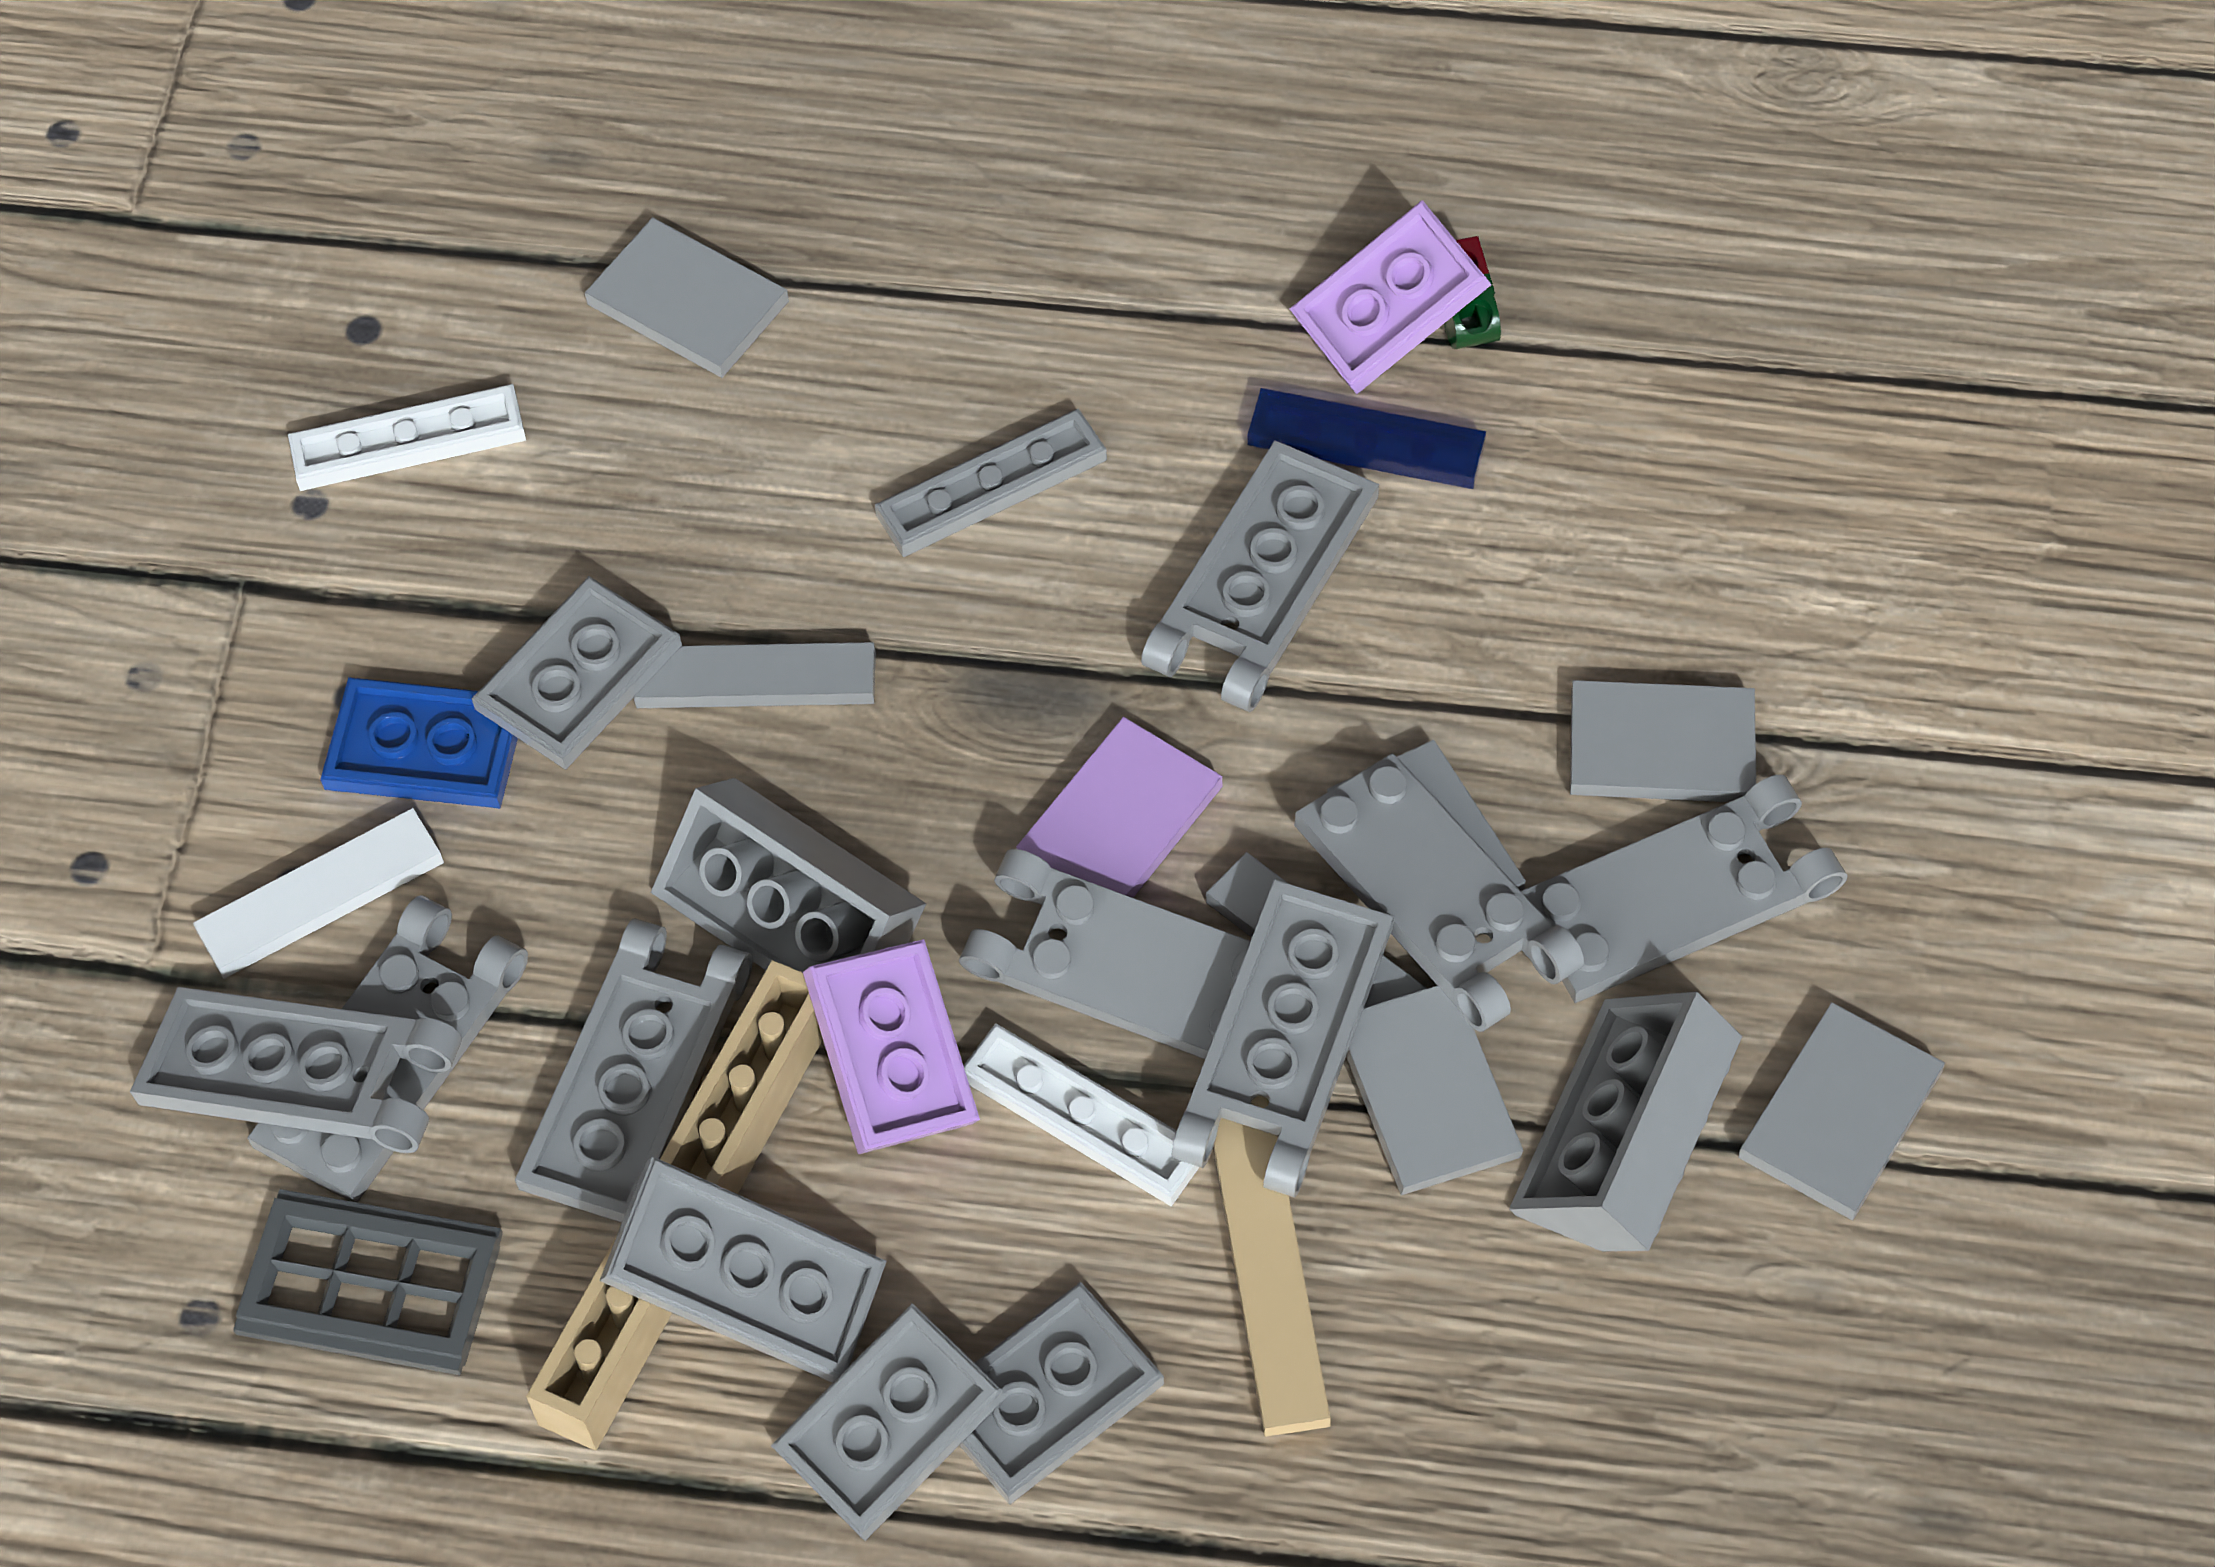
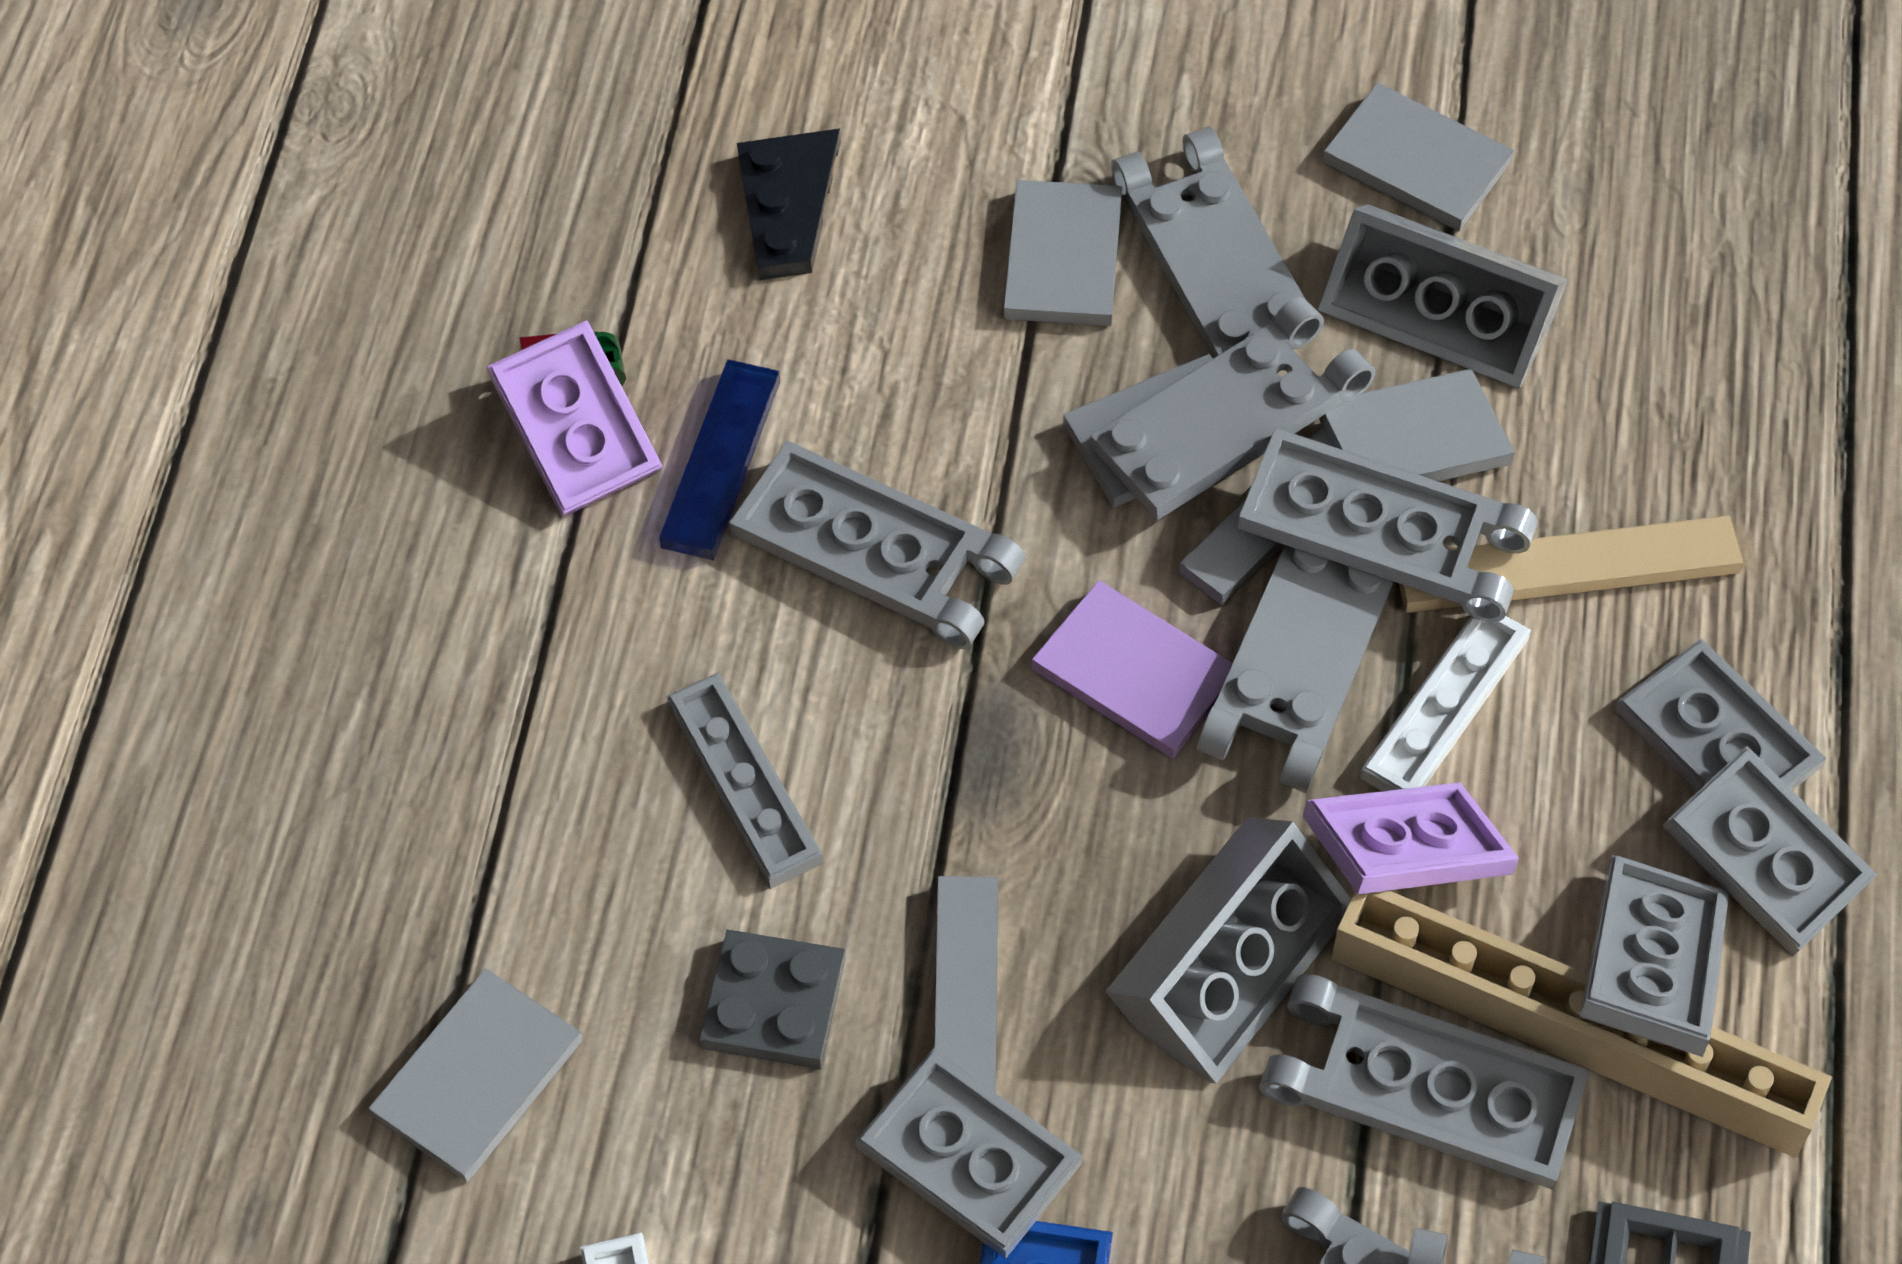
camera: 90 degrees left, 0 degrees up
(753, 519) = (773, 999): none -> dark grey plate
(1716, 473) = (786, 198): none -> black wing

